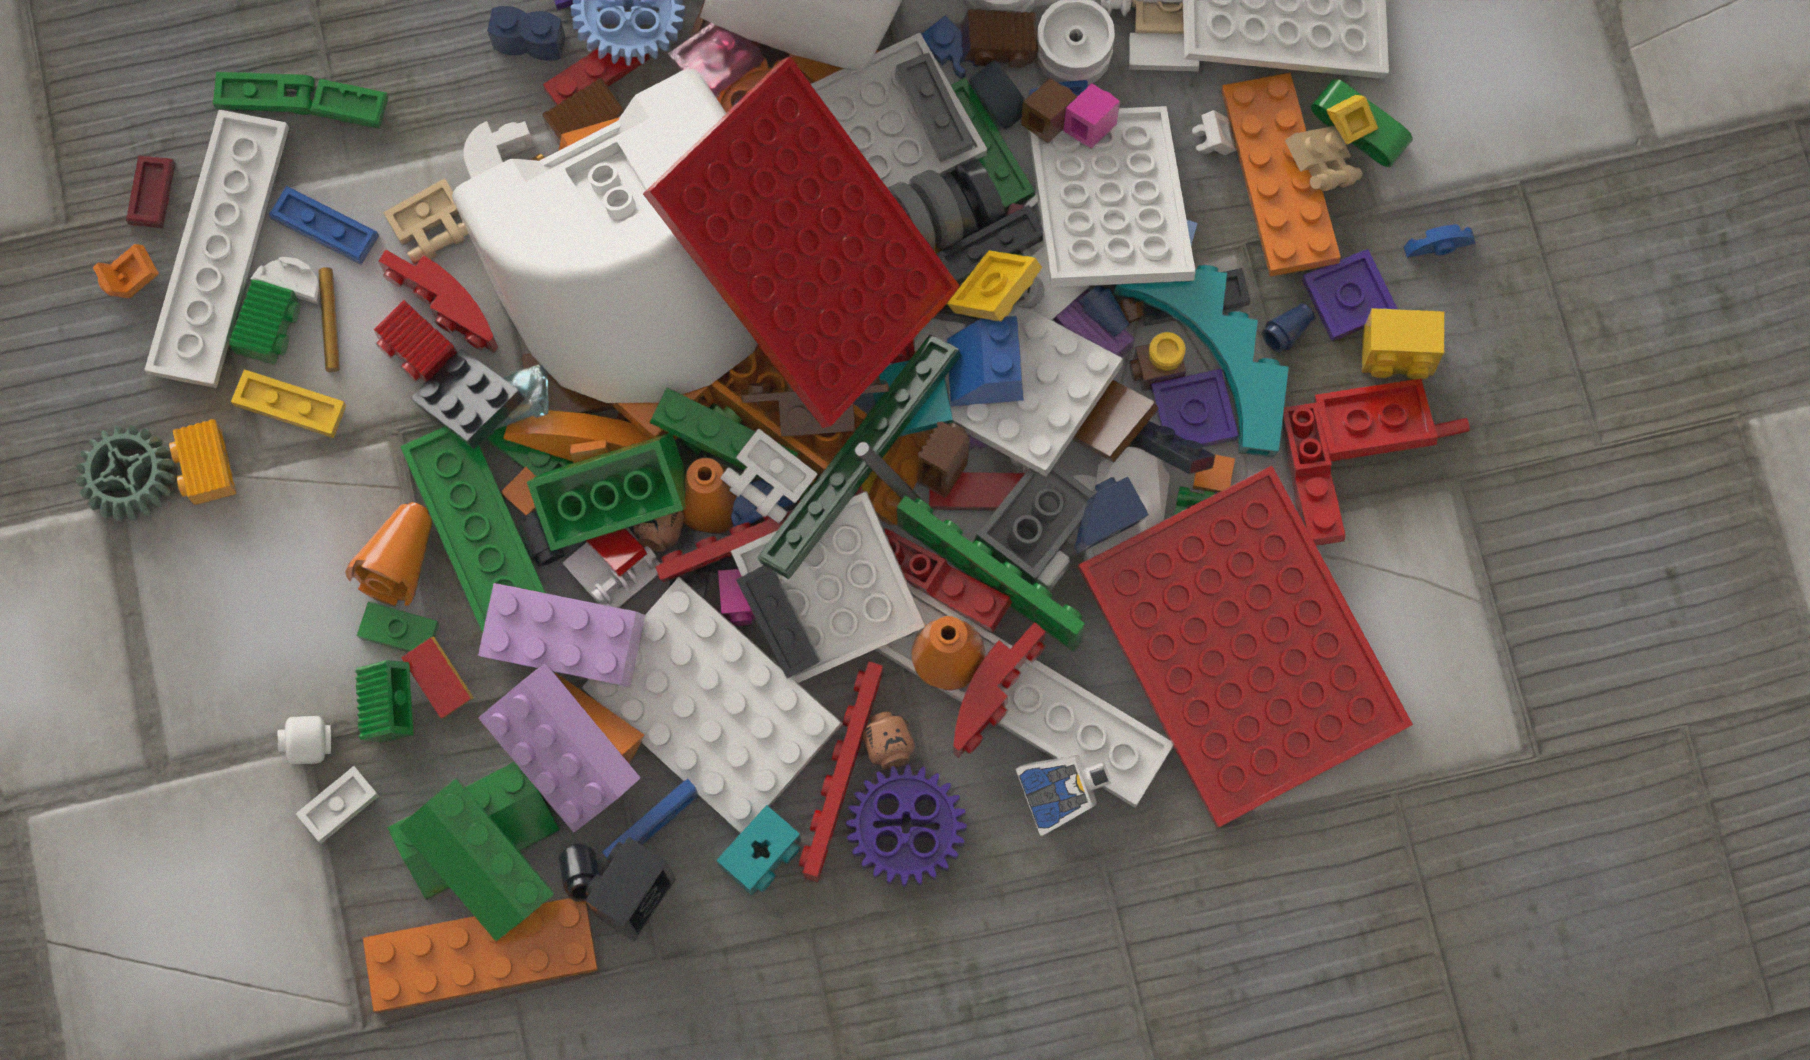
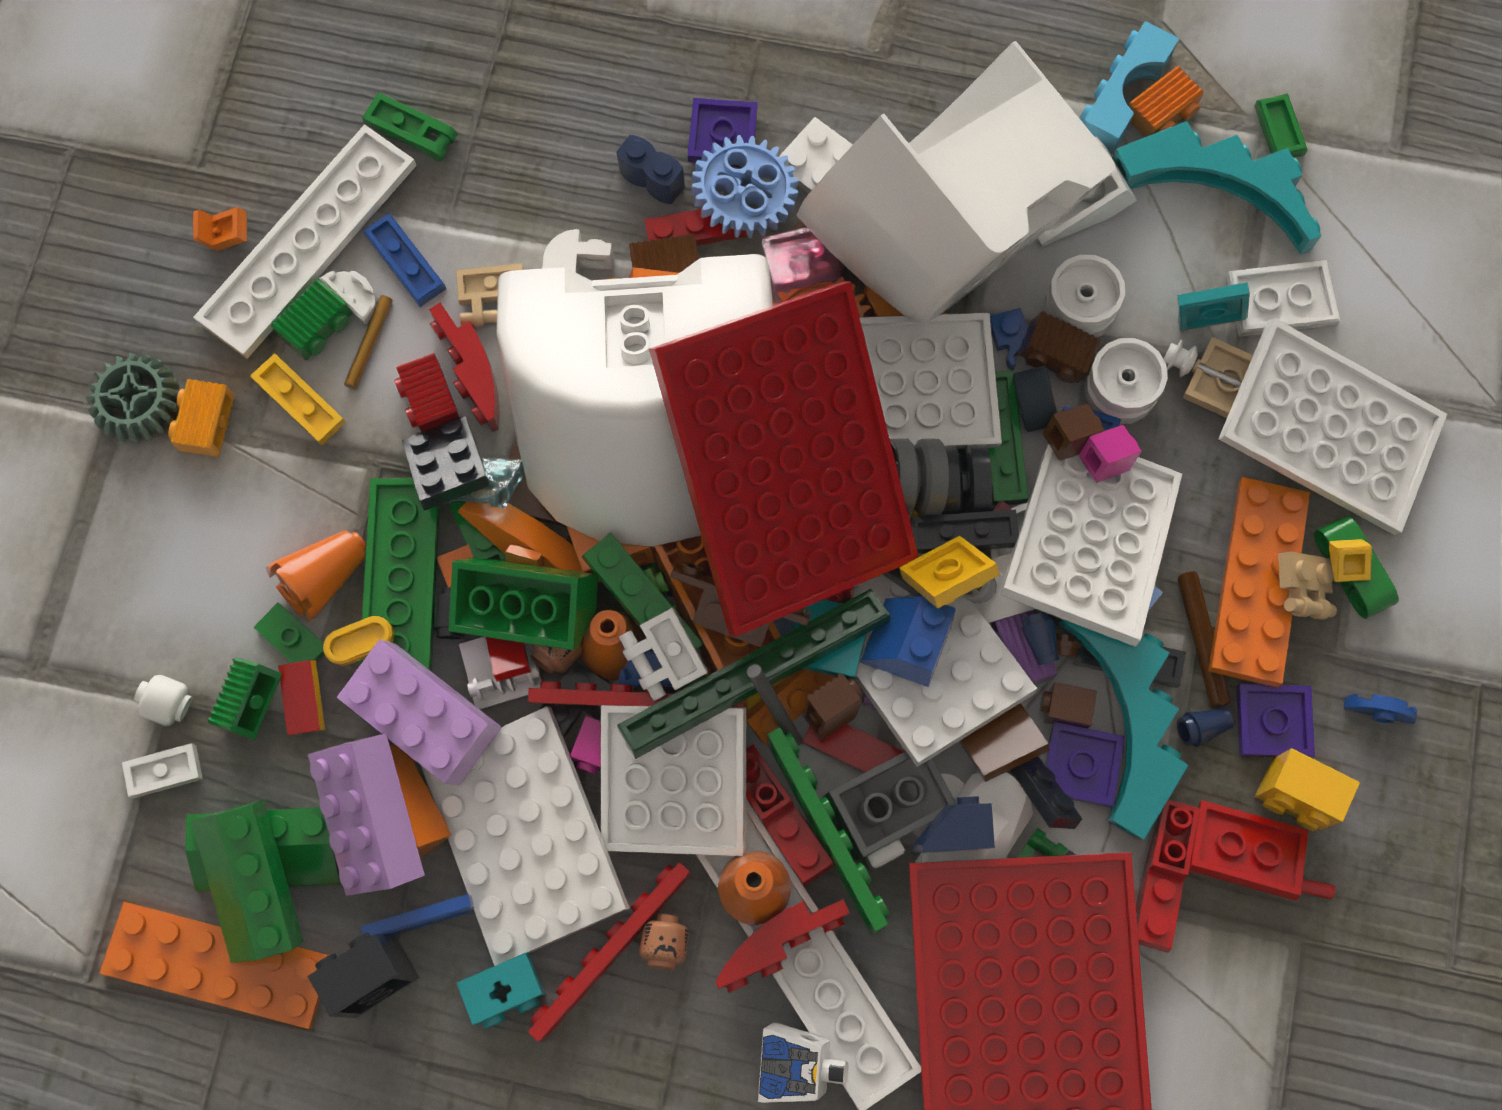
camera: 25 degrees right, 0 degrees up
(150, 191) = (277, 169): dark red tile -> none
(349, 103) = (475, 166): green plate -> none
(466, 600) = (356, 640): none -> yellow tile
(577, 869) = (334, 932): black brick -> none
(778, 620) = (613, 790): black plate -> none
(907, 792) = (627, 1061): dark purple gear -> none
(934, 107) = (970, 384): dark grey plate -> none
(1159, 52) = (1197, 423): white tile -> none
(1167, 351) = (1081, 699): yellow tile -> none
(1218, 134) = (1218, 520): white tile -> none
(1218, 477) = (1077, 838): orange tile -> none
(1251, 248) = (1203, 637): none -> reddish brown axle

